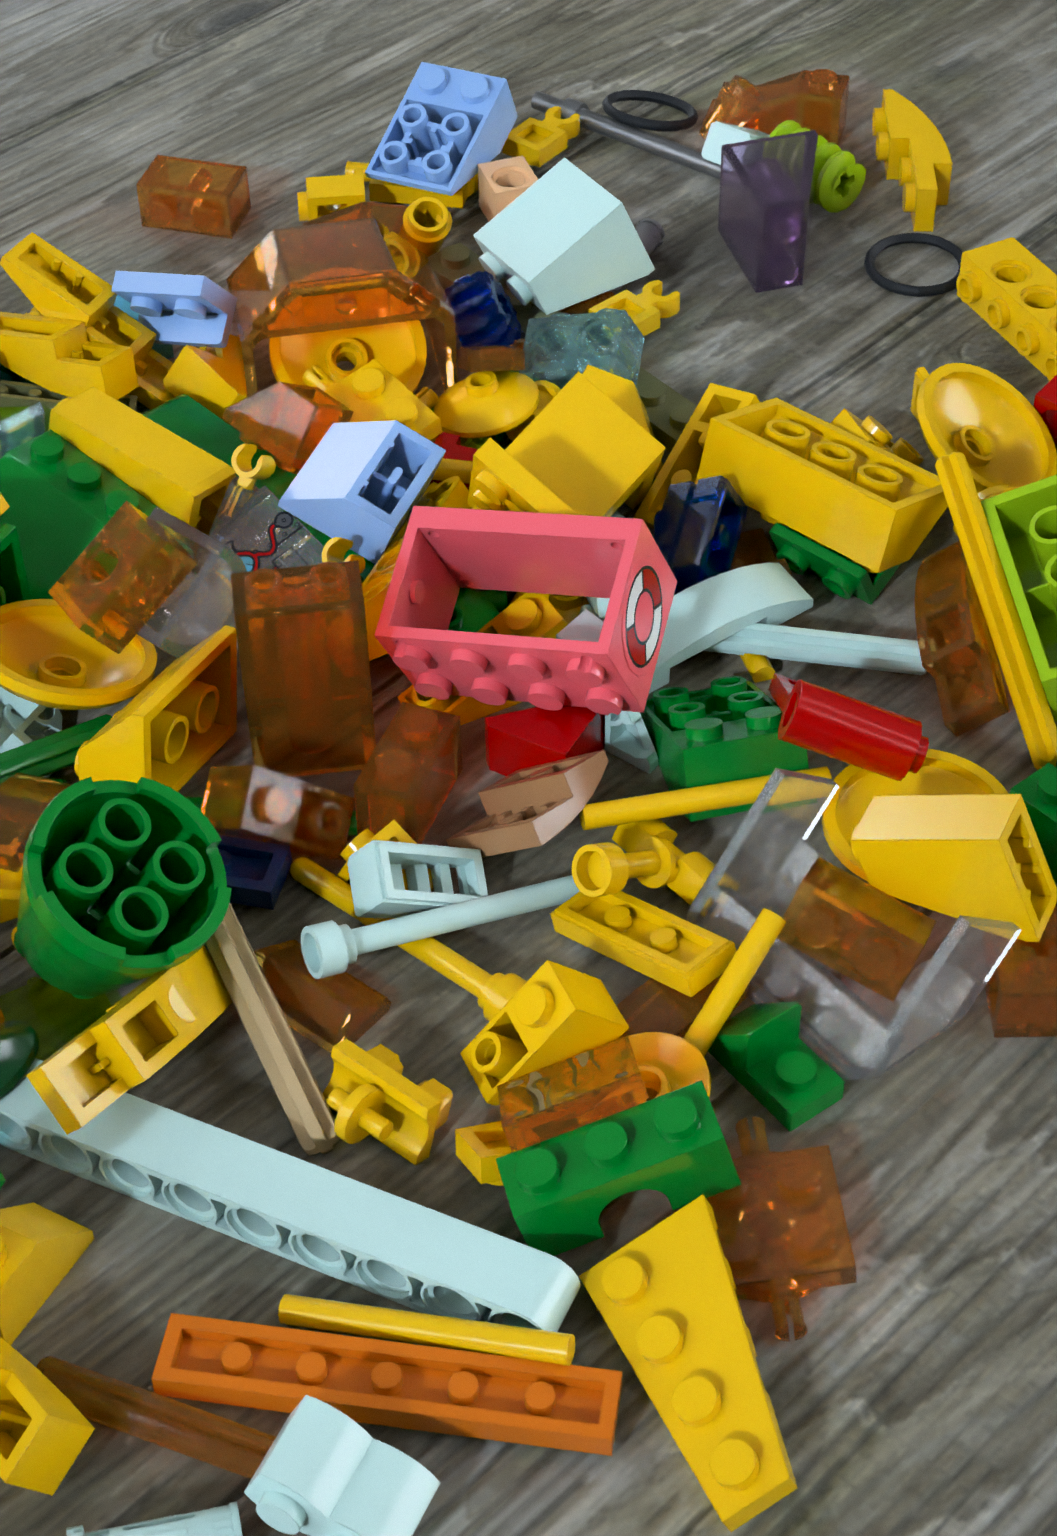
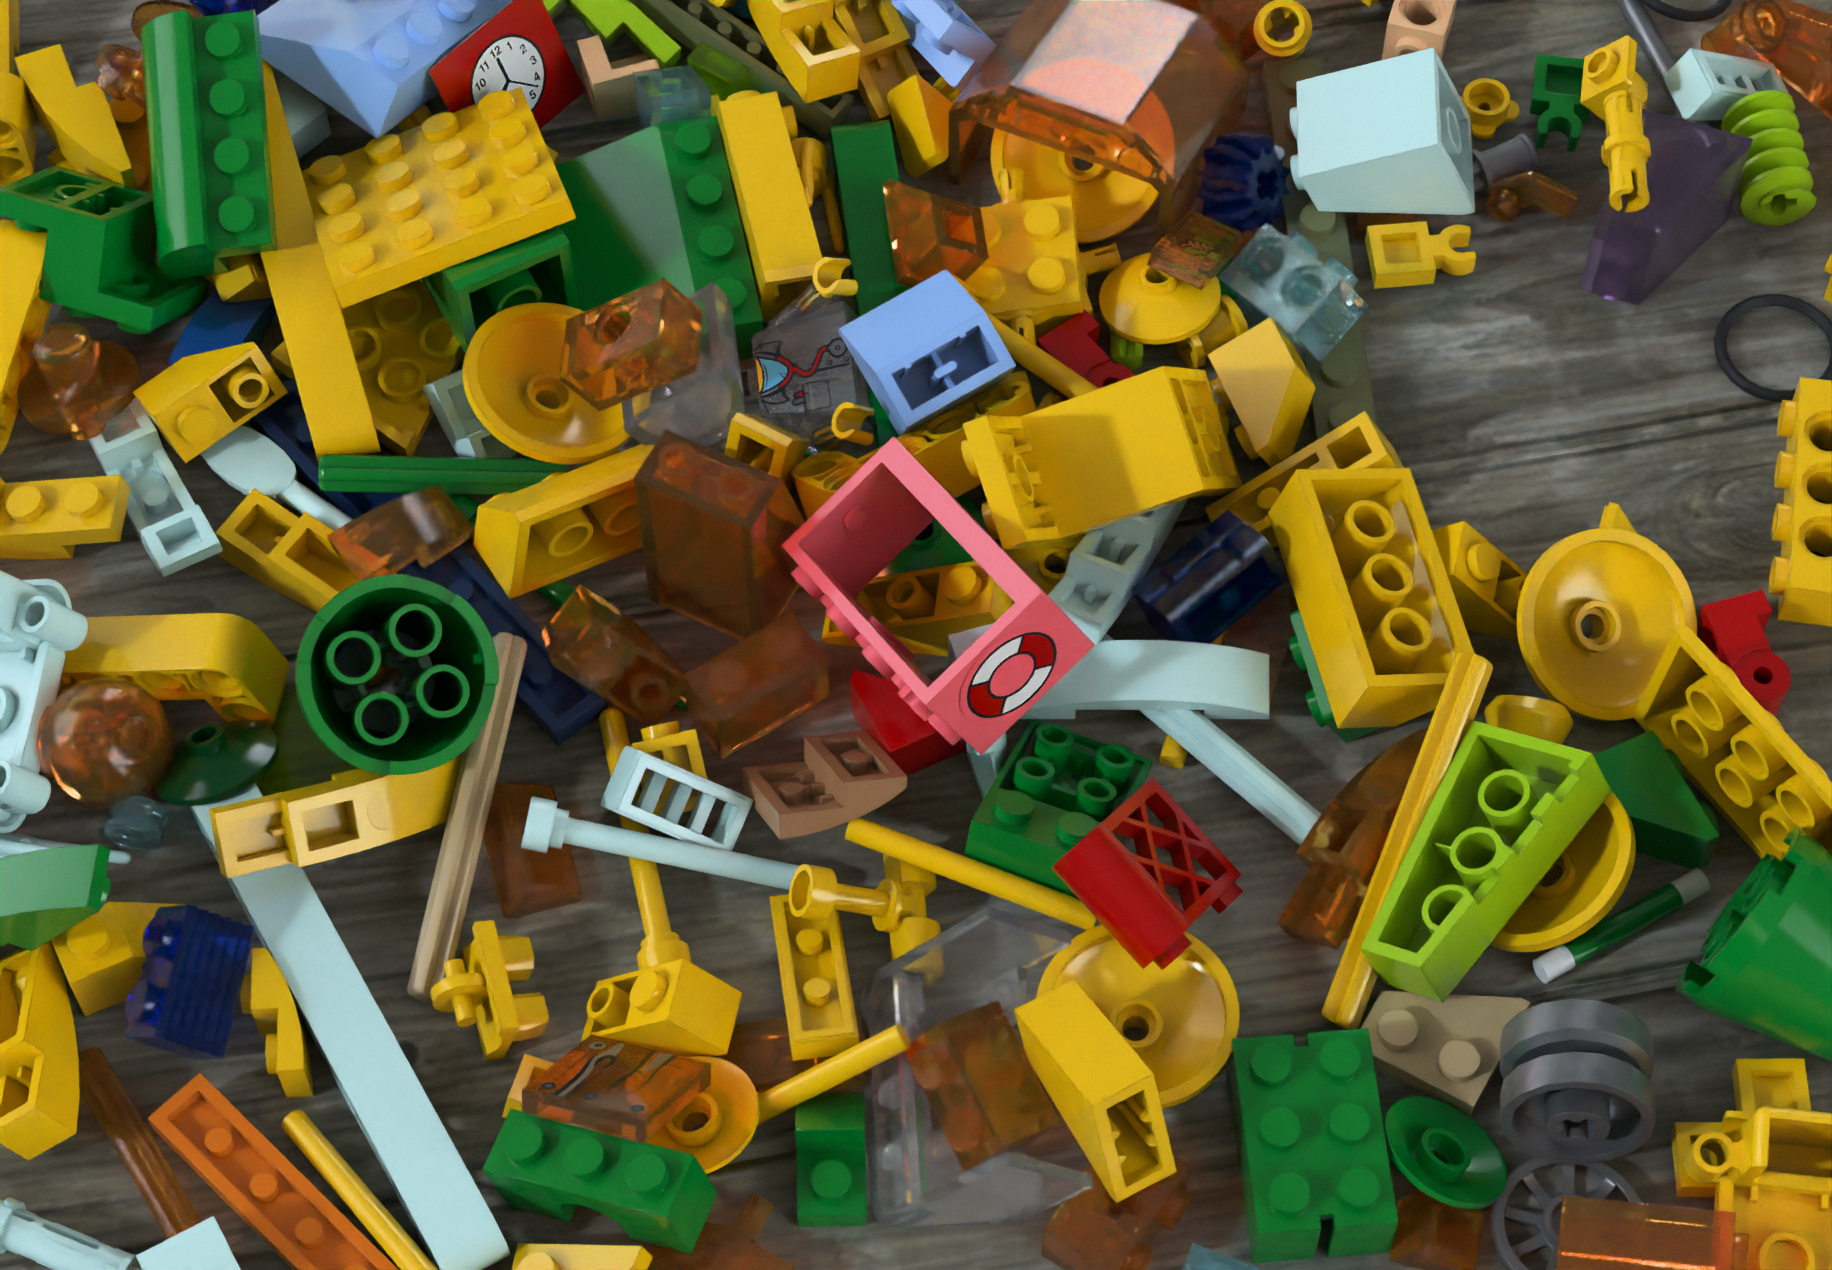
camera: 35 degrees right, 15 degrees up
(106, 1239) = (189, 982): none -> clear blue brick
(210, 1226) = (270, 1002): none -> yellow slope
(644, 194) = (1557, 98): none -> green plate
(673, 165) = (1610, 71): none -> yellow bracket
(674, 248) = (1526, 189): none -> clear orange arm
(747, 160) = (1626, 151): none -> yellow pin

